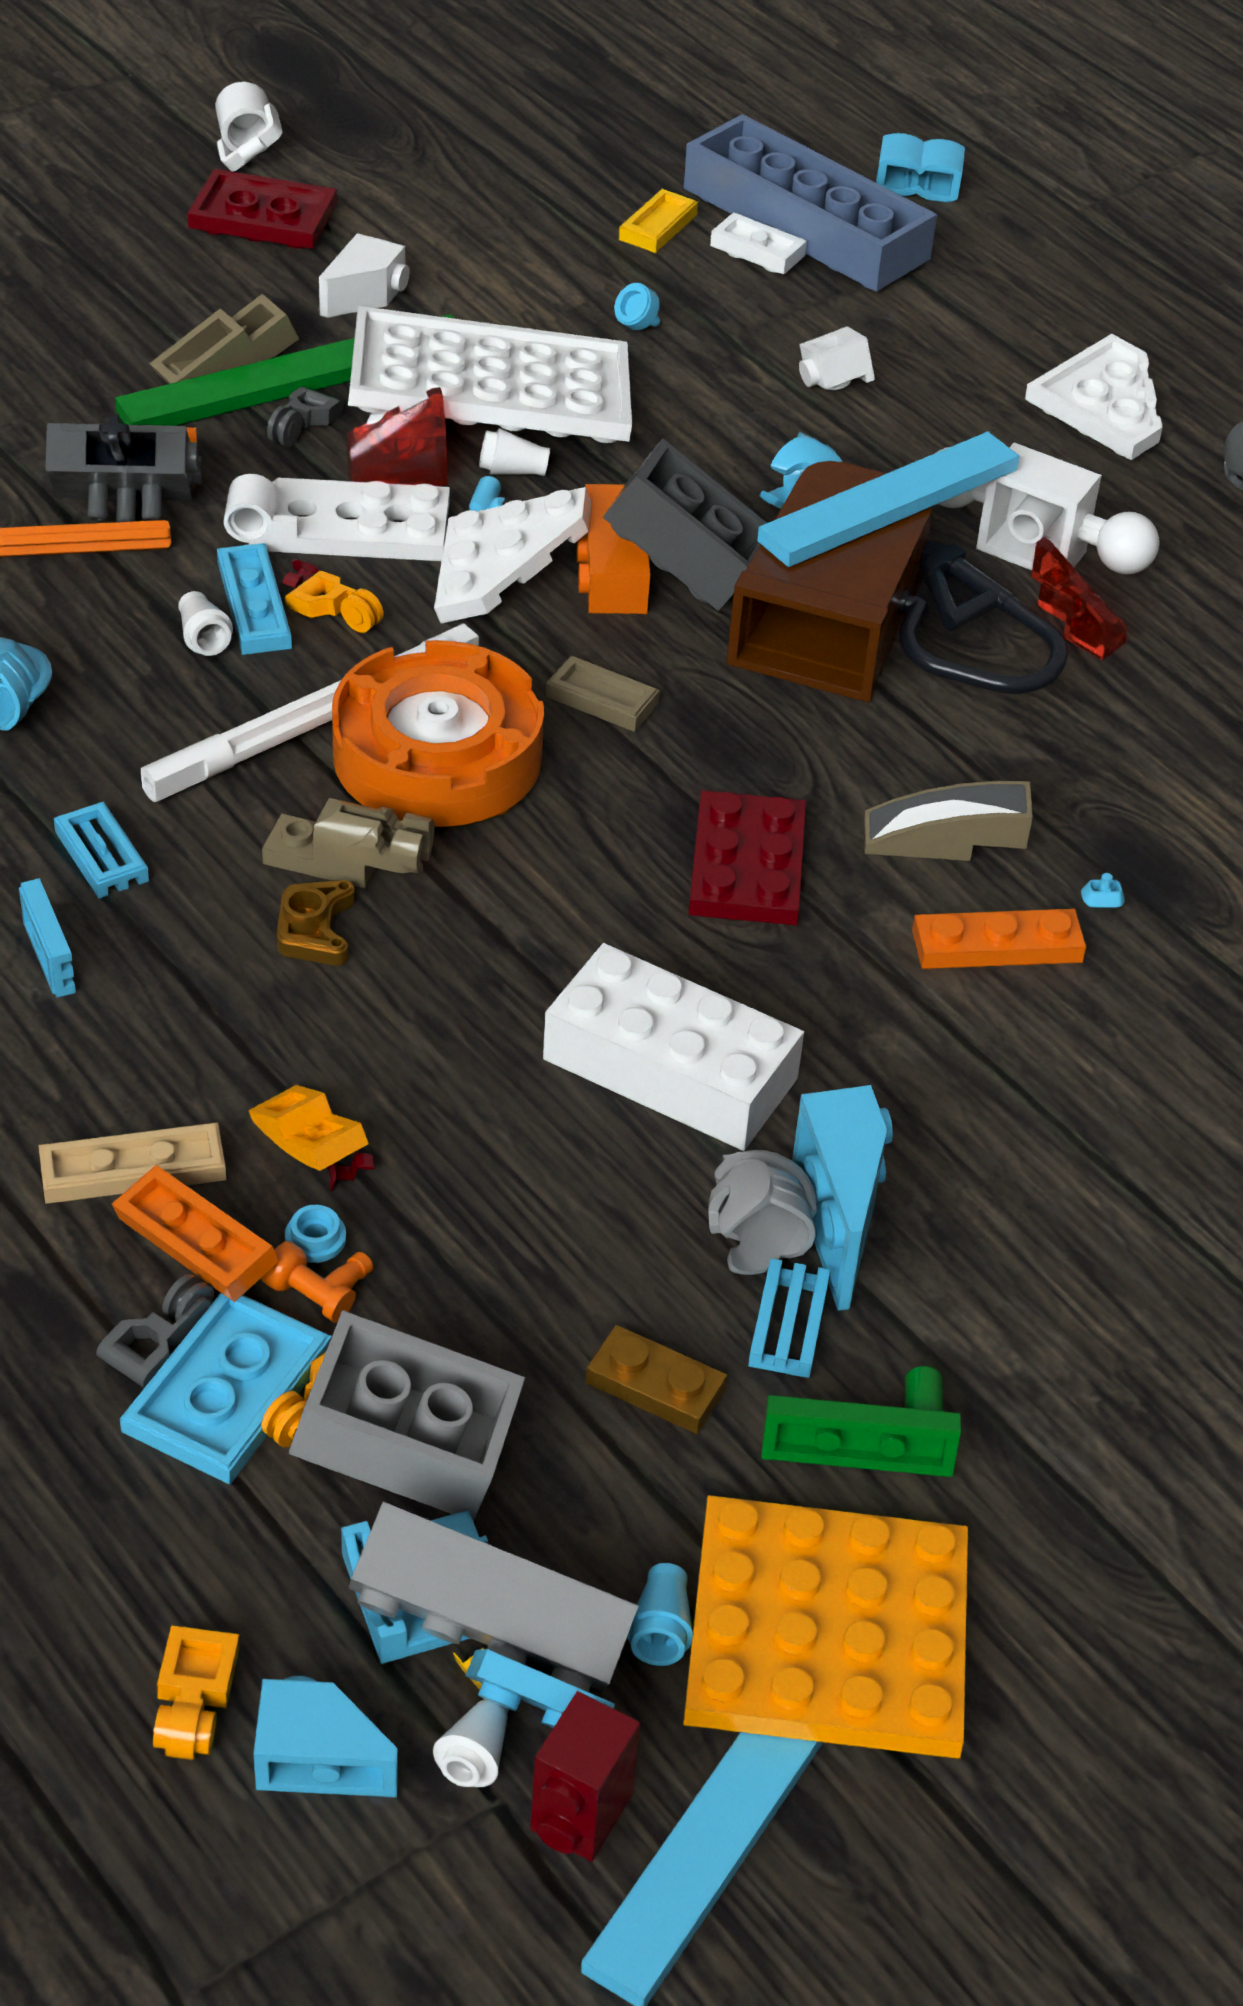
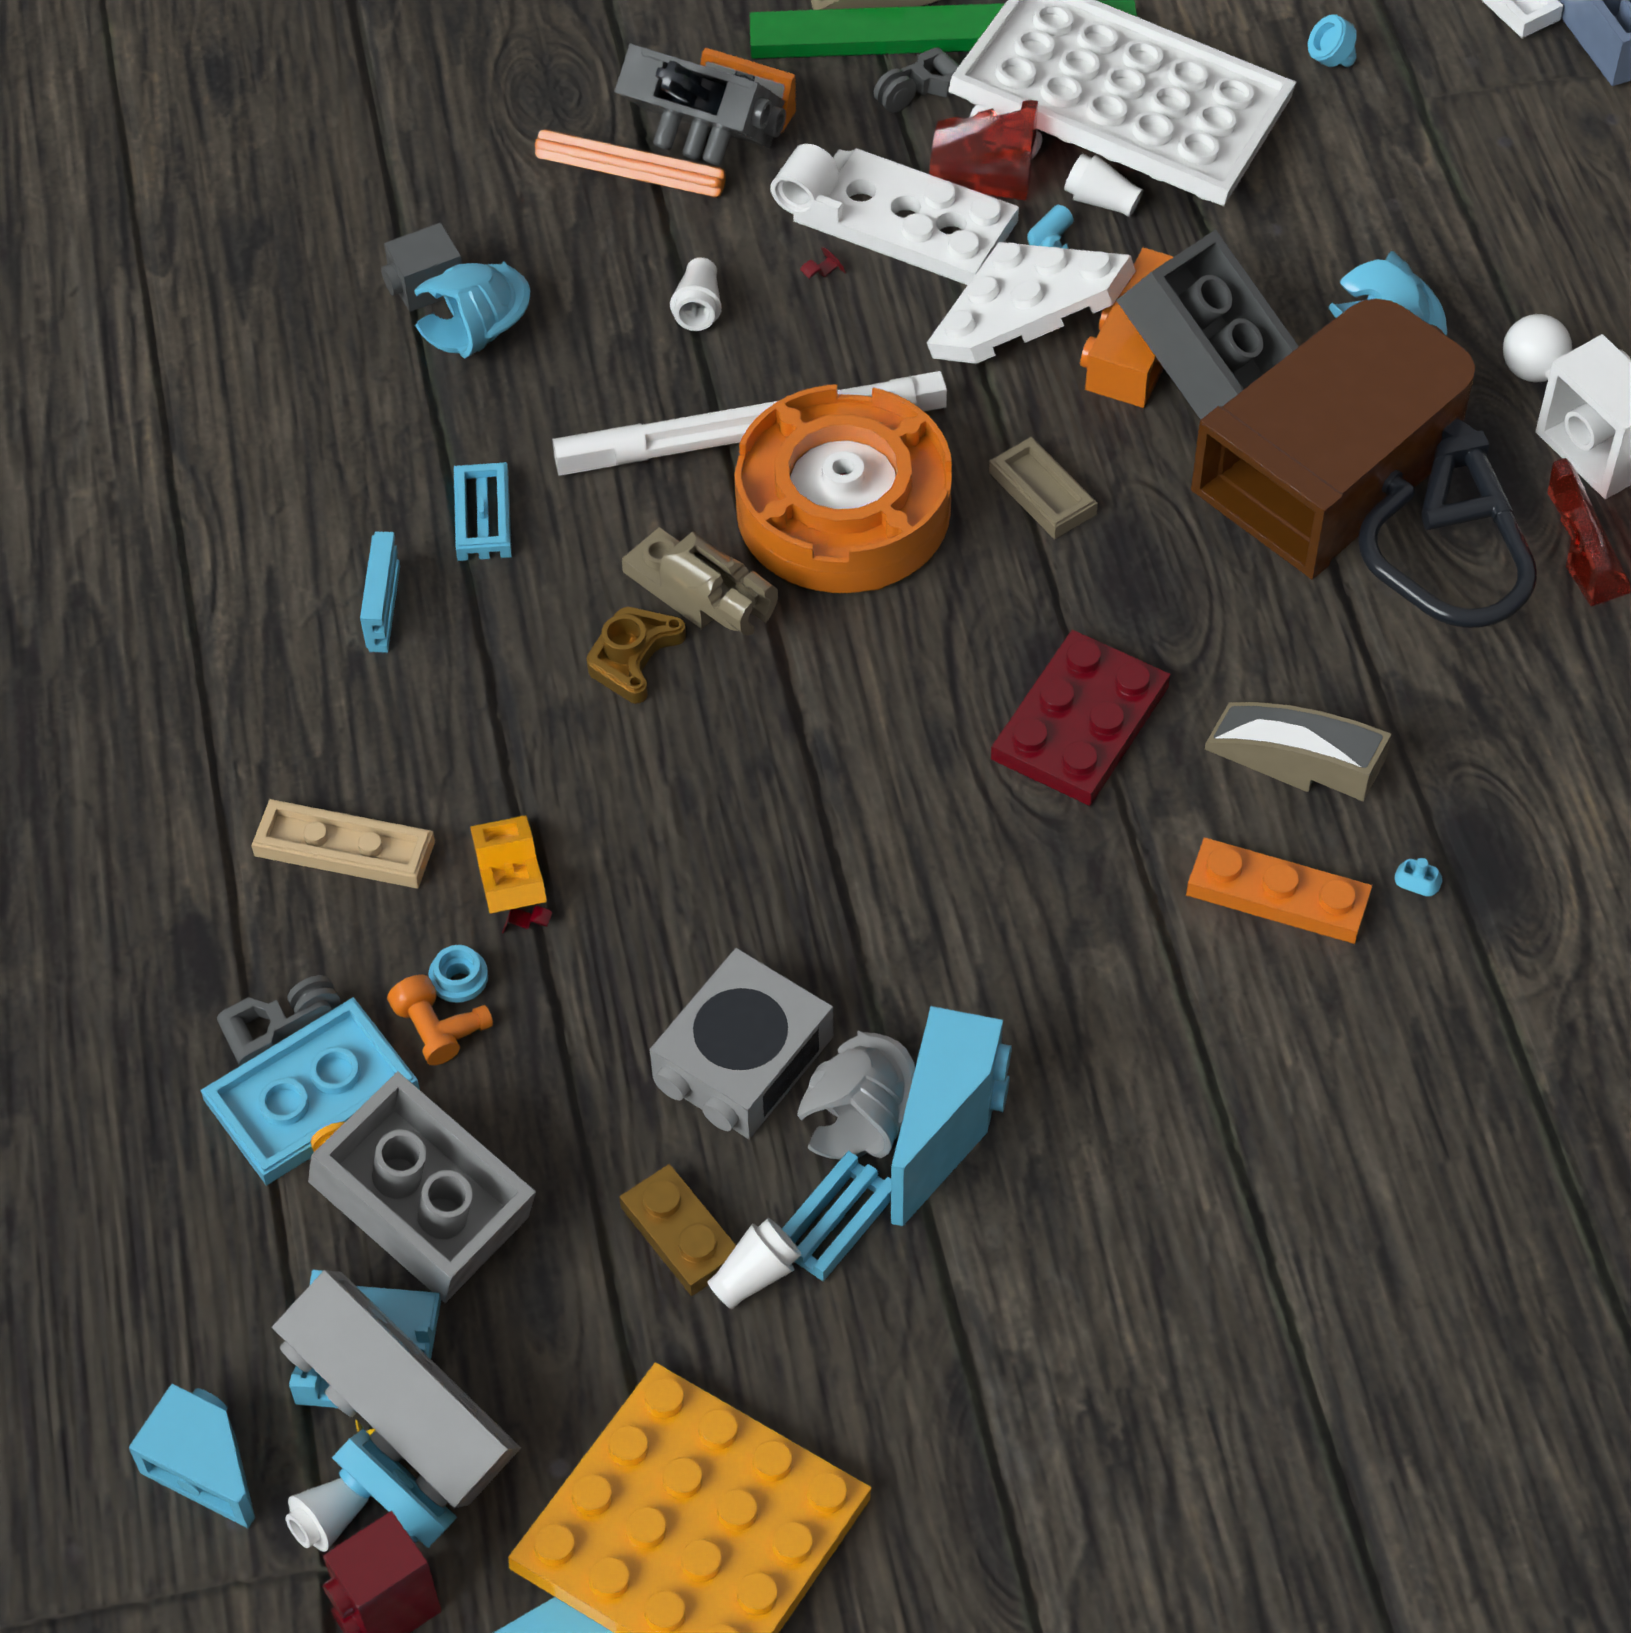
camera: 30 degrees right, 10 degrees up
(193, 1674) = (136, 1351): light orange plate -> none
(195, 1233) = (348, 937): orange plate -> none
(254, 599) = (764, 279): medium azure tile -> none
(358, 607) = (852, 317): light orange piece -> none
(621, 1202) = (741, 1044): none -> light grey brick
(663, 1618) = (548, 1459): medium azure cone -> none
(673, 1045) = (880, 899): white brick -> none
(750, 1375) = (755, 1263): none -> white cone
(836, 360) = (1505, 164): white brick -> none
(866, 1435) = (868, 1384): green piece -> none
(887, 499) = (1418, 366): medium azure tile -> none

